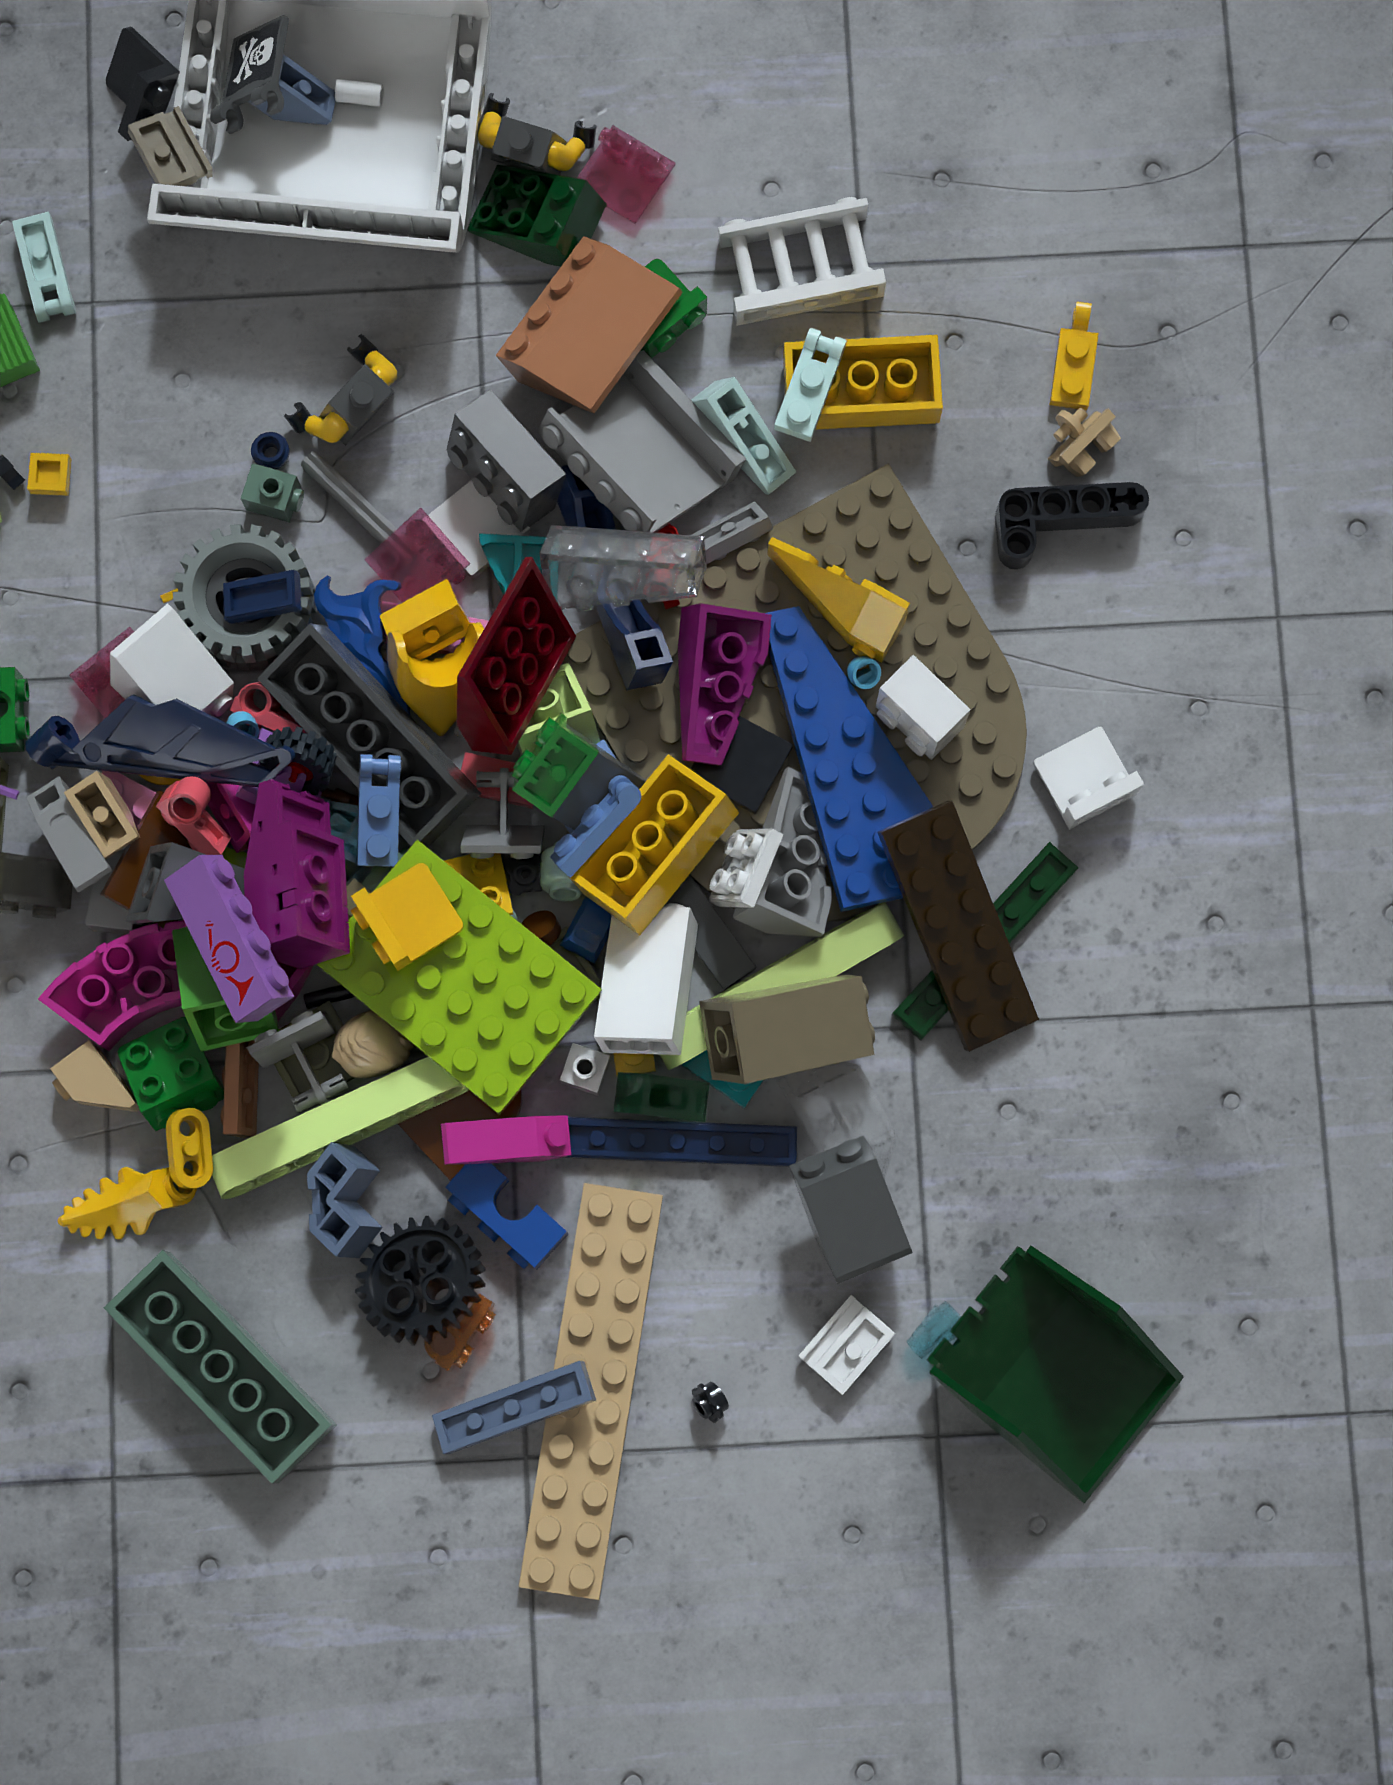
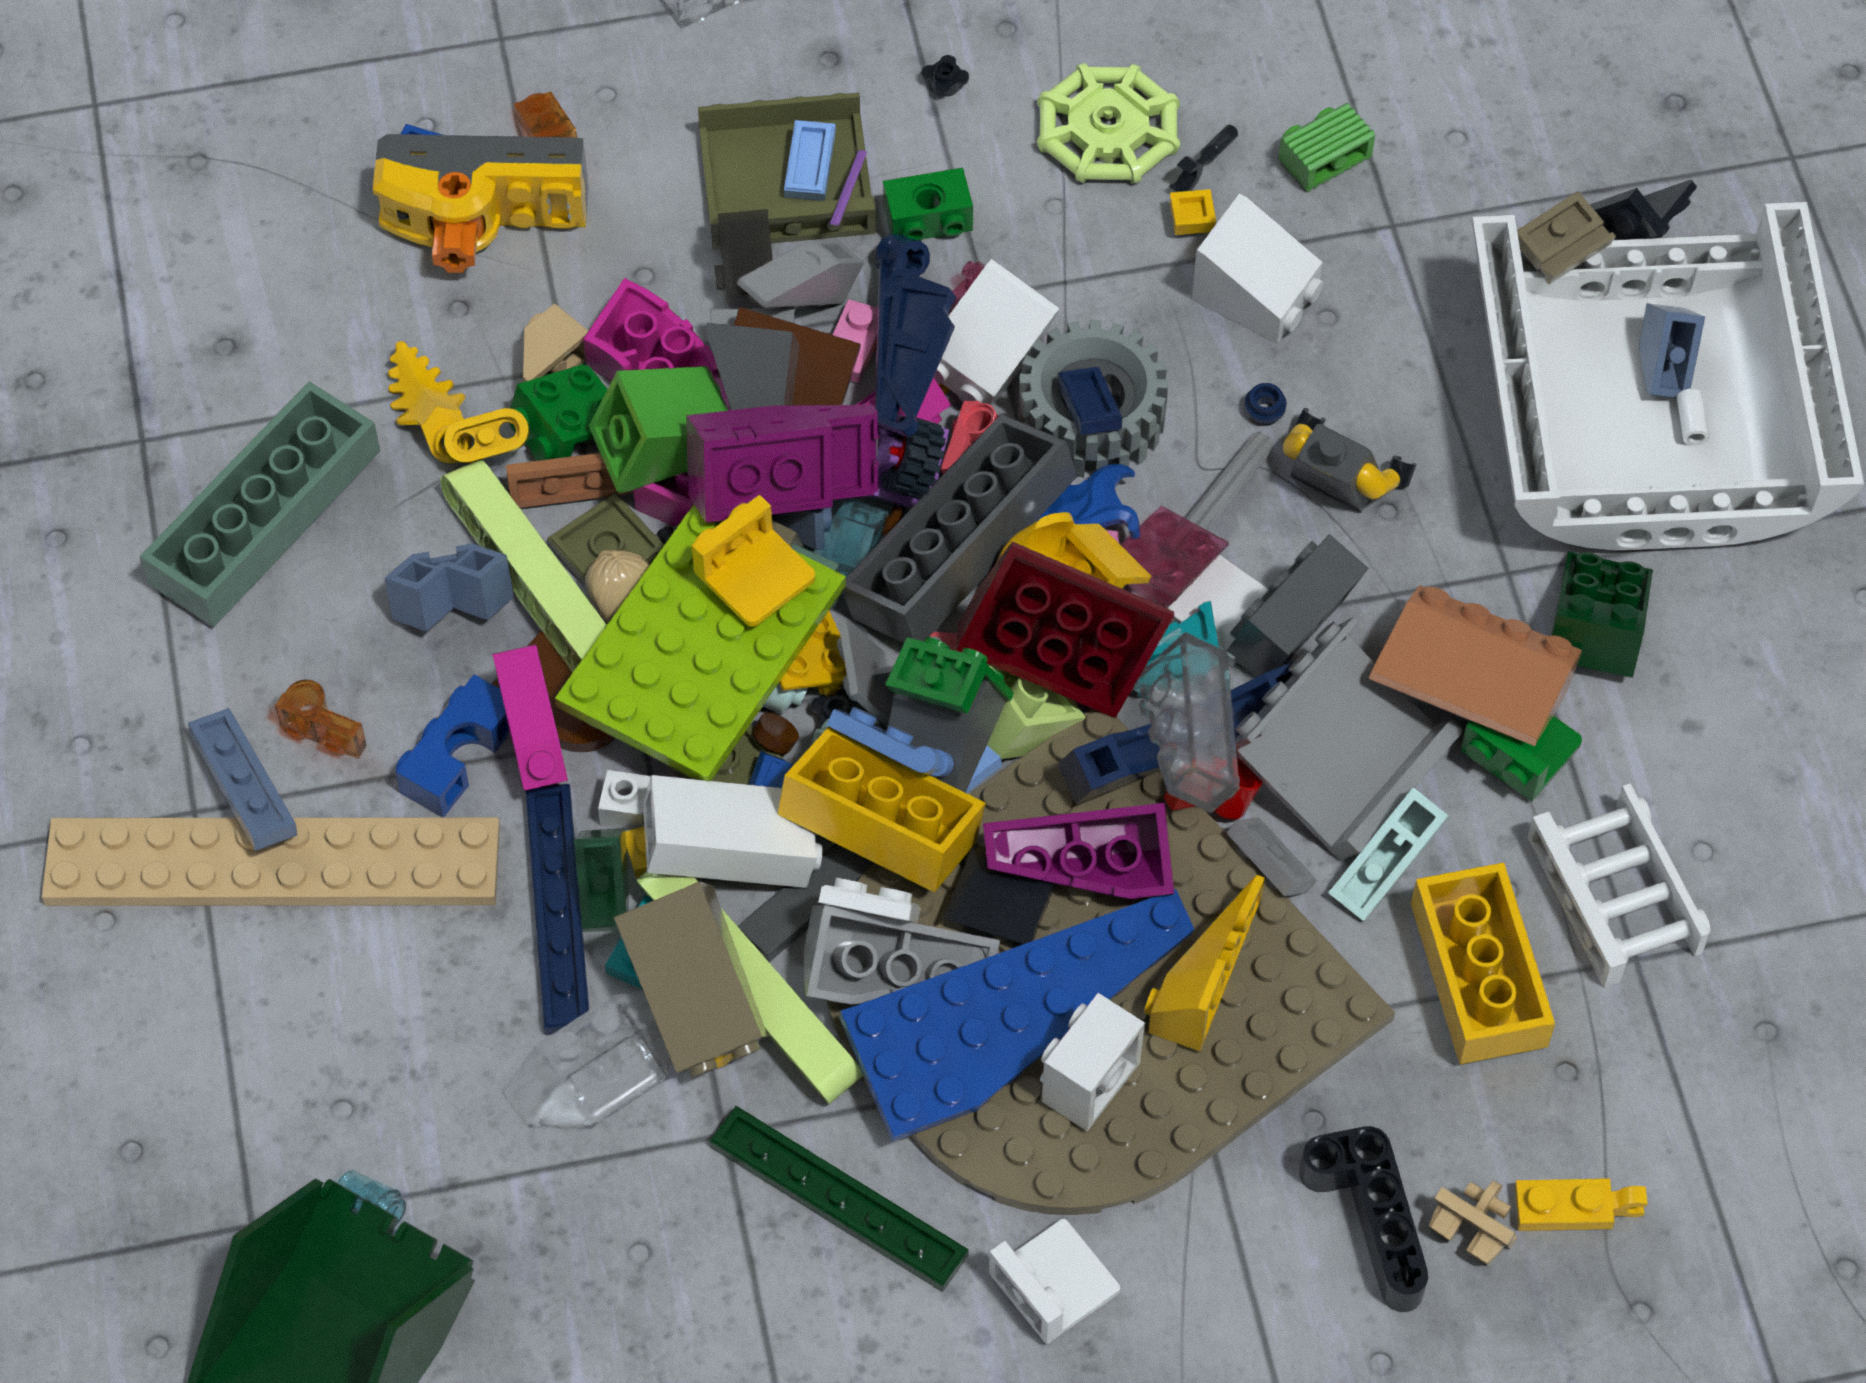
camera: 80 degrees right, 20 degrees down
(43, 265) = (1418, 171): light aqua plate -> none
(103, 813) = (828, 296): tan slope -> none
(136, 428) = (1255, 272): none -> white slope
(193, 820) = (838, 369): coral plate -> none
(229, 938) = (693, 387): medium lavender brick -> none
(241, 719) = (943, 409): medium azure hinge -> none
(253, 73) = (1671, 301): flag -> none
(272, 493) = (1216, 408): sand green brick -> none
(305, 1031) = (613, 508): light grey plate -> none
(378, 812) = (871, 536): medium blue plate -> none
(454, 1271) = (371, 669): black gear -> none
(529, 145) = (1675, 588): torso -> none
(626, 172) = (1677, 692): clear pink hinge -> none
(709, 1401) = (267, 974): black plate -> none
(809, 386) = (1457, 892): light aqua plate -> none
(846, 1344) = (344, 1107): white plate -> none
(850, 1209) = (493, 1069): dark grey slope -> none
(864, 678) = (1135, 995): medium azure hinge -> none
(958, 925) = (842, 1145): dark brown plate -> none

